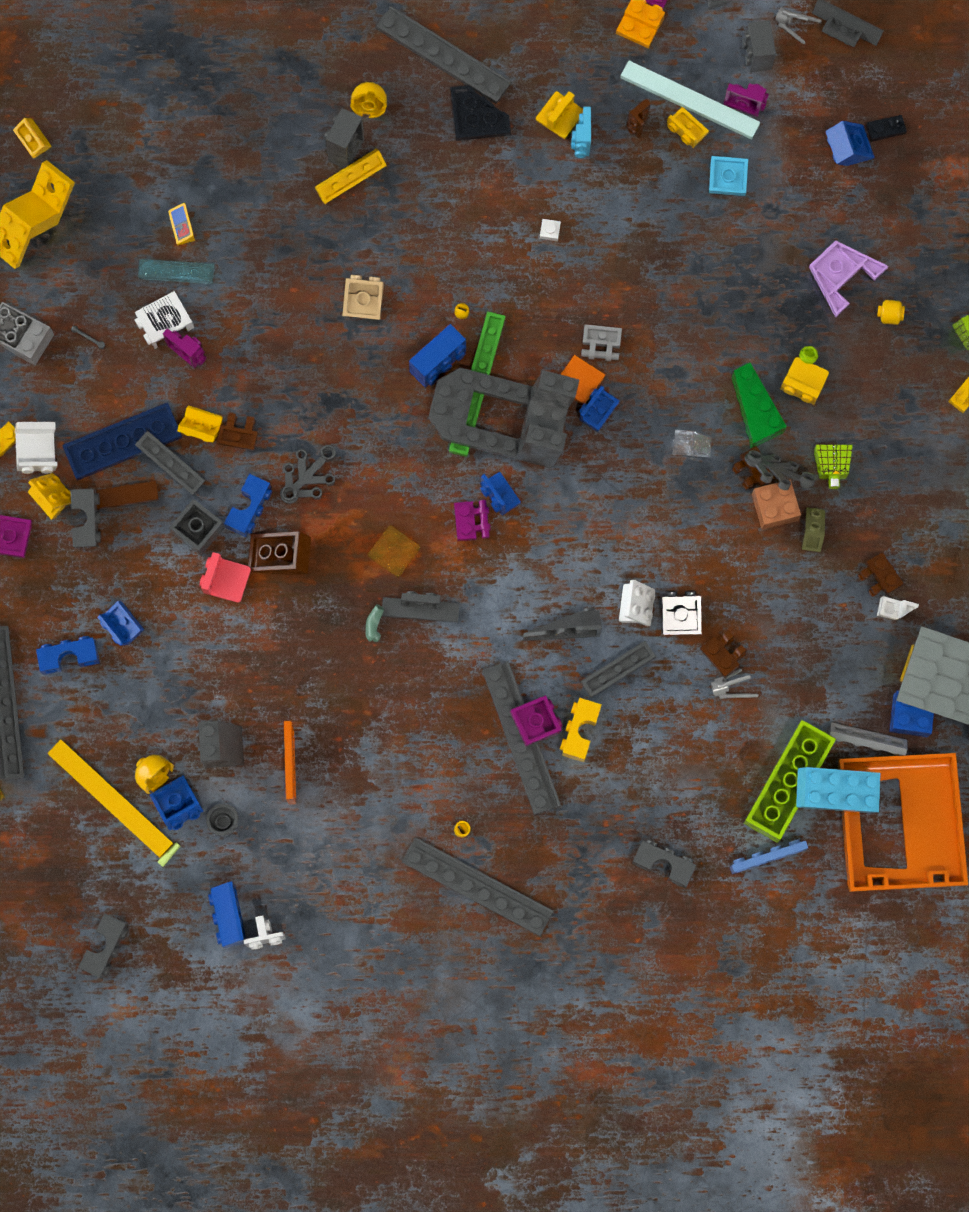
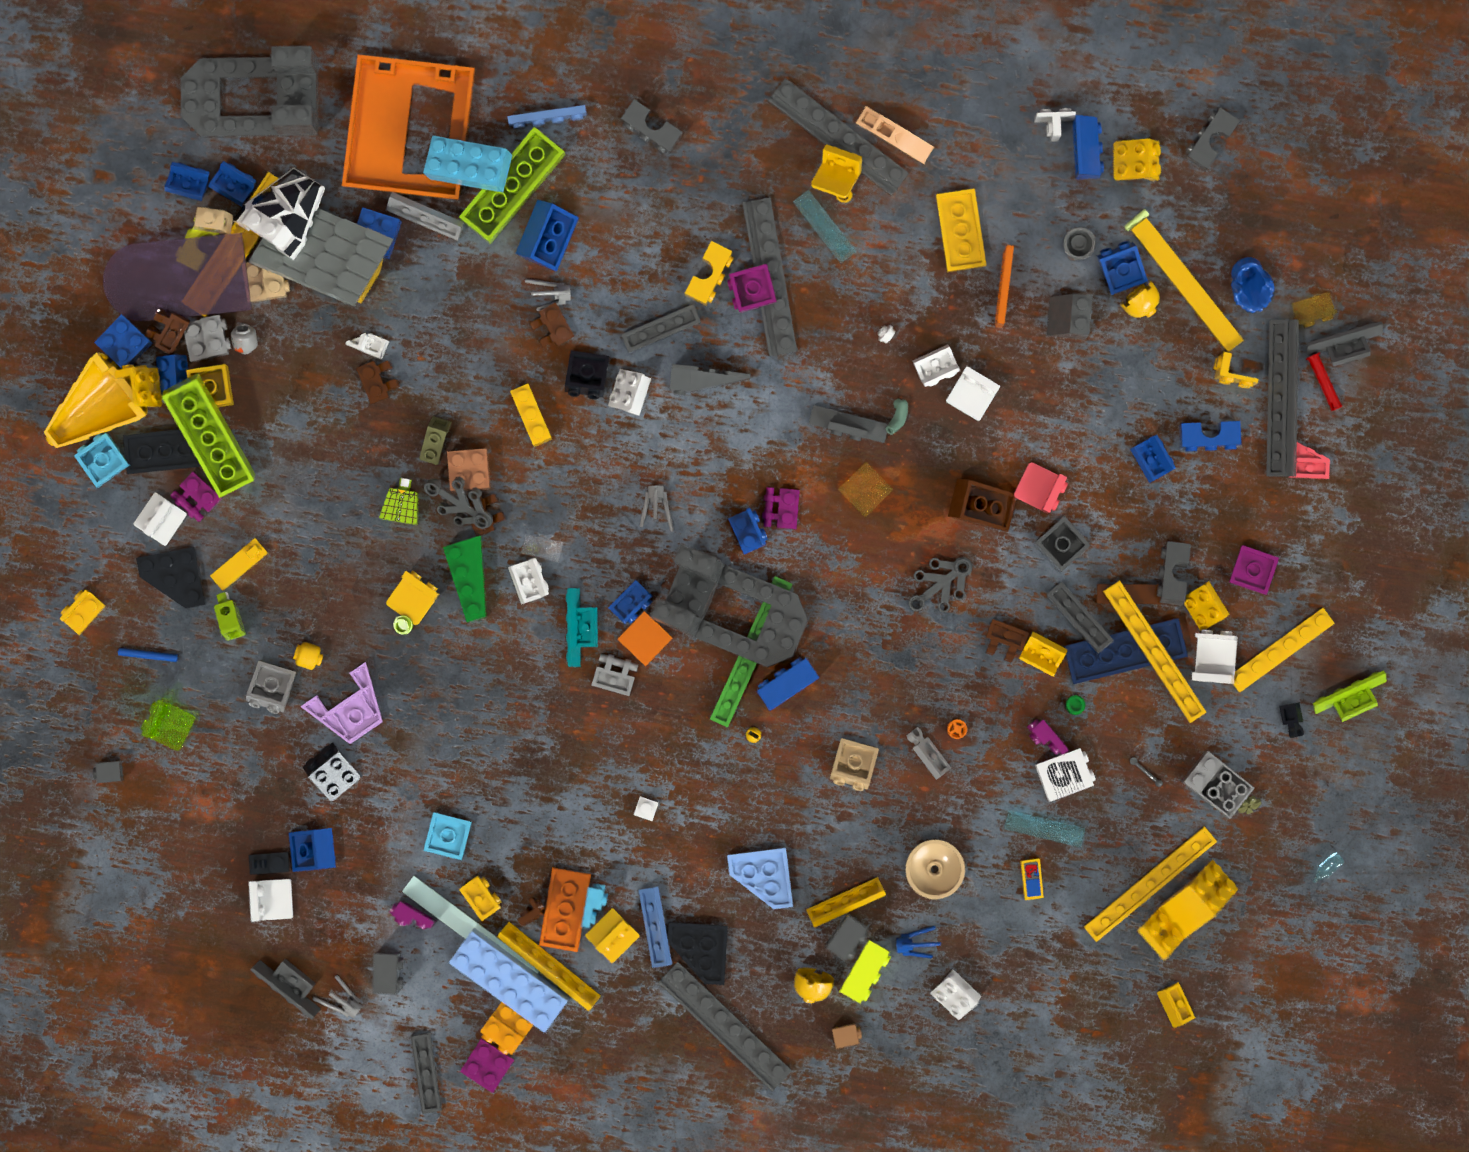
camera: 170 degrees left, 10 degrees up
(46, 806) = (1251, 285): none -> blue hair
(64, 723) = (1222, 365): none -> yellow bracket
(70, 238) = (1150, 884): none -> yellow tile
(94, 443) = (1154, 651): none -> yellow tile
(163, 386) = (1075, 705): none -> green tile
(176, 912) = (1136, 159): none -> yellow bracket
(235, 113) = (956, 995): none -> white bracket
(243, 520) = (1016, 545): blue arch -> none
(271, 341) = (959, 728): none -> orange wheel
(272, 204) = (949, 873): none -> tan dish
(289, 148) = (906, 945): none -> blue plant
(294, 318) = (928, 753): none -> light grey plate
(304, 657) = (972, 393): none -> white bracket
(321, 118) = (865, 972): none -> neon yellow brick
(331, 62) = (846, 1035): none -> medium nougat brick
(341, 814) = (961, 230): none -> yellow plate
(344, 677) = (936, 366): none -> white bracket
(398, 700) = (886, 333): none -> white plate
(421, 895) = (895, 135): none -> light nougat slope
(430, 188) = (764, 875): none -> light blue plate
(472, 847) = (837, 172): none -> yellow bracket
(476, 794) = (824, 226): none -> clear light blue plate
(522, 127) = (655, 927): none -> medium blue plate
(593, 511) = (655, 495): none -> light grey plant
(608, 131) = (564, 909): none -> orange tile
(612, 77) = (548, 966): none -> yellow plate
(641, 379) = (581, 627): none -> teal bracket
(647, 59) = (509, 980): none -> light blue brick
(699, 413) = (528, 580): none -> white bracket
(732, 571) = (531, 415): none -> yellow arch
(746, 740) = (547, 235): none -> blue slope
(848, 213) = (331, 772): none -> bracket
(879, 95) = (271, 899): none -> white bracket
(920, 278) = (270, 687): none -> light grey plate

